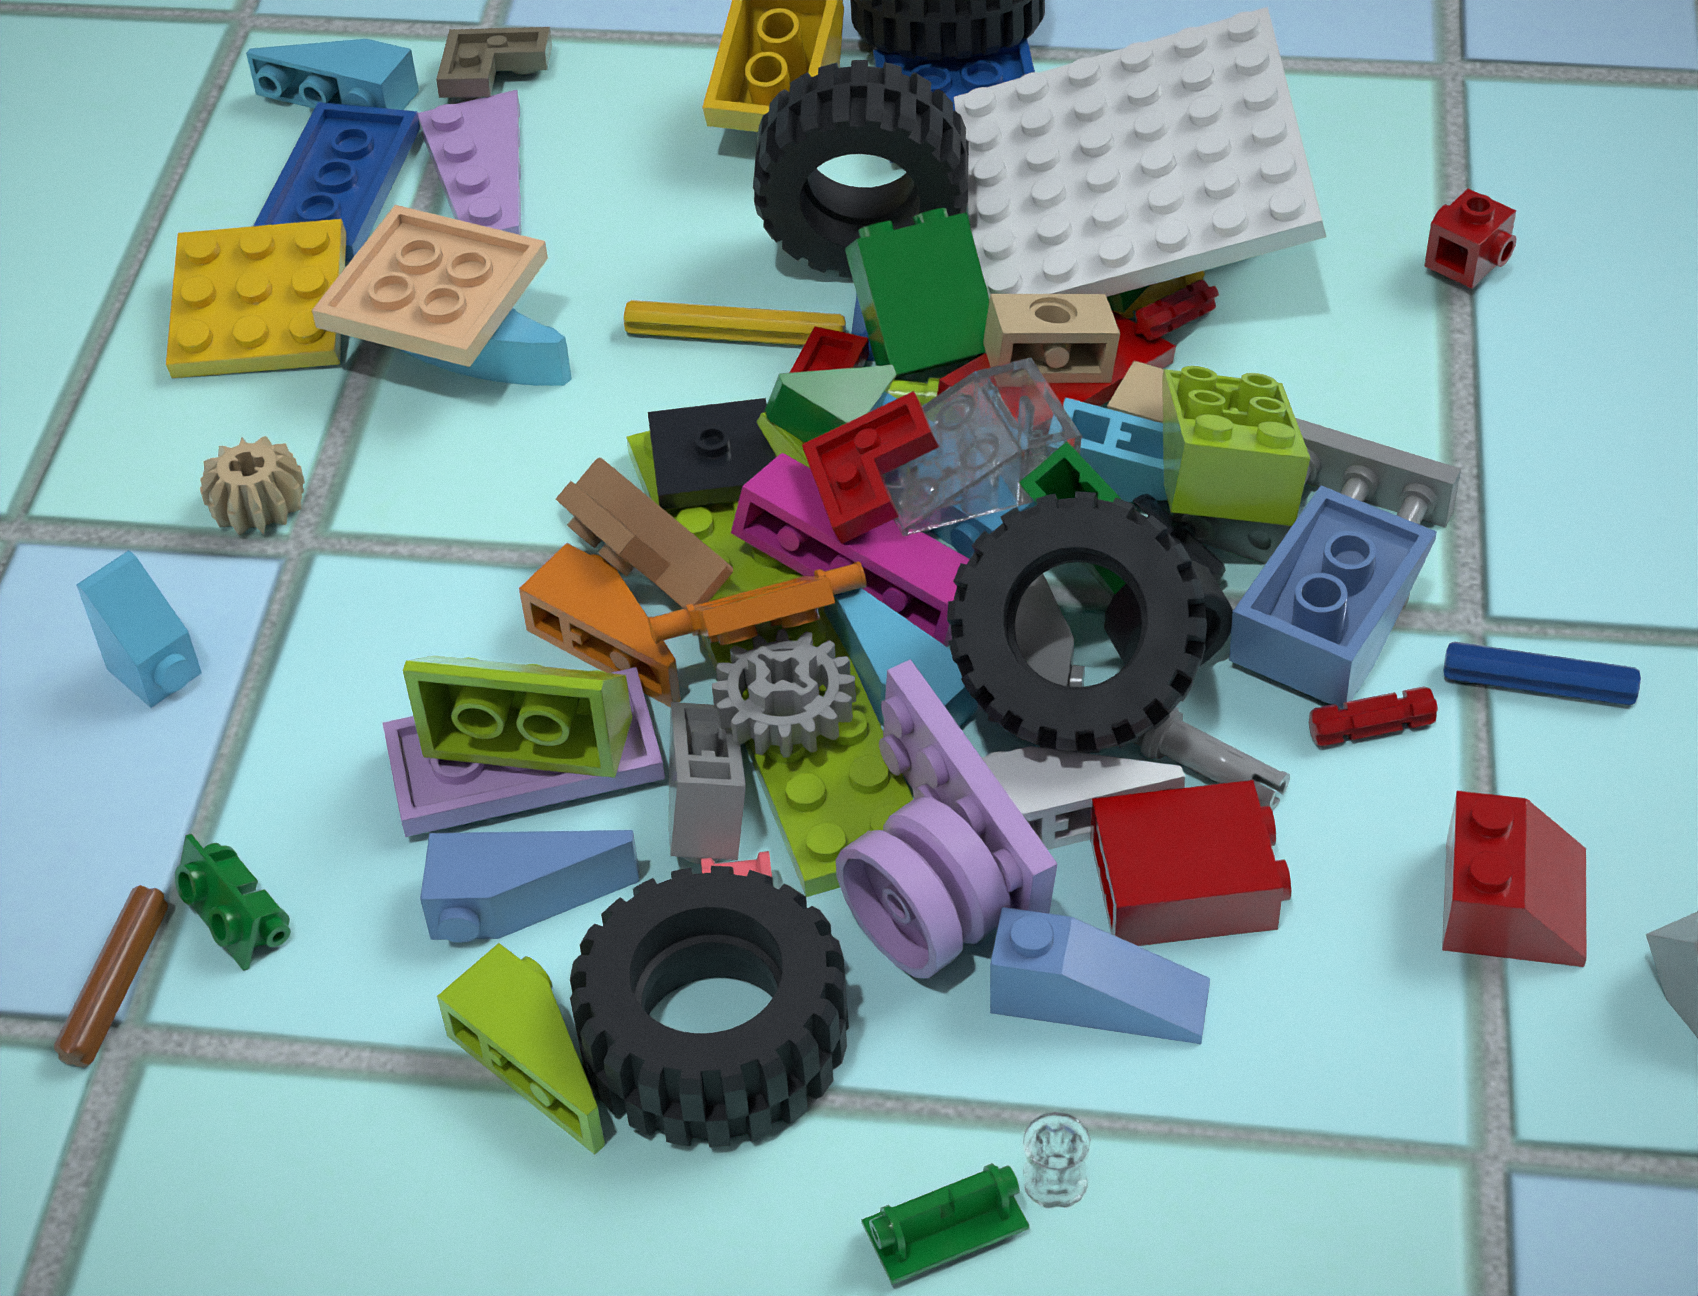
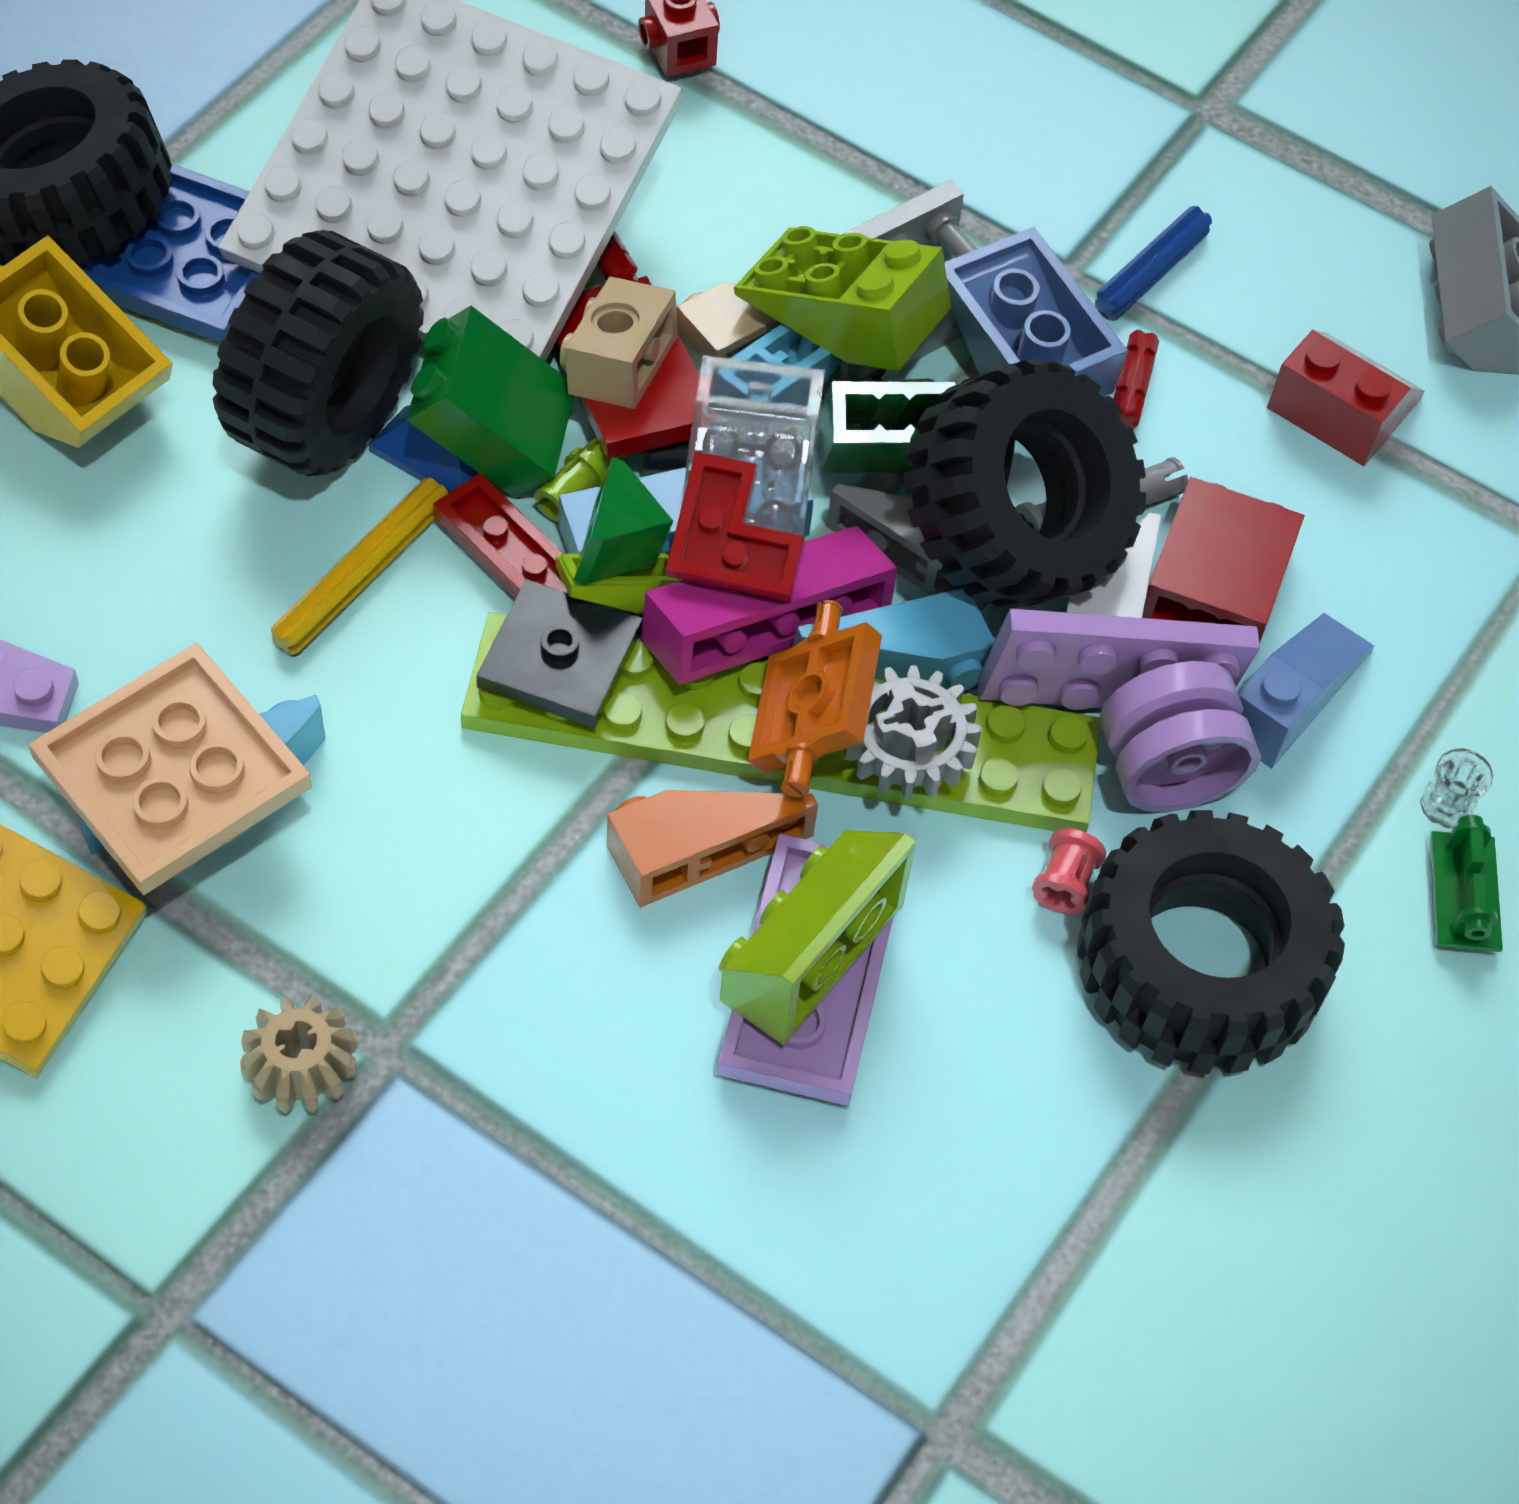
camera: 70 degrees left, 10 degrees up
(111, 977) = (878, 1418): dark orange axle -> none
(138, 630) = (476, 1227): medium azure slope -> none
(214, 885) = (875, 1280): green hinge -> none
(511, 880) = (967, 1045): medium blue slope -> none
(512, 1026) = (1149, 1096): lime slope -> none
(642, 535) = (618, 753): medium nougat bracket -> none
(703, 785) = (962, 842): light grey slope -> none

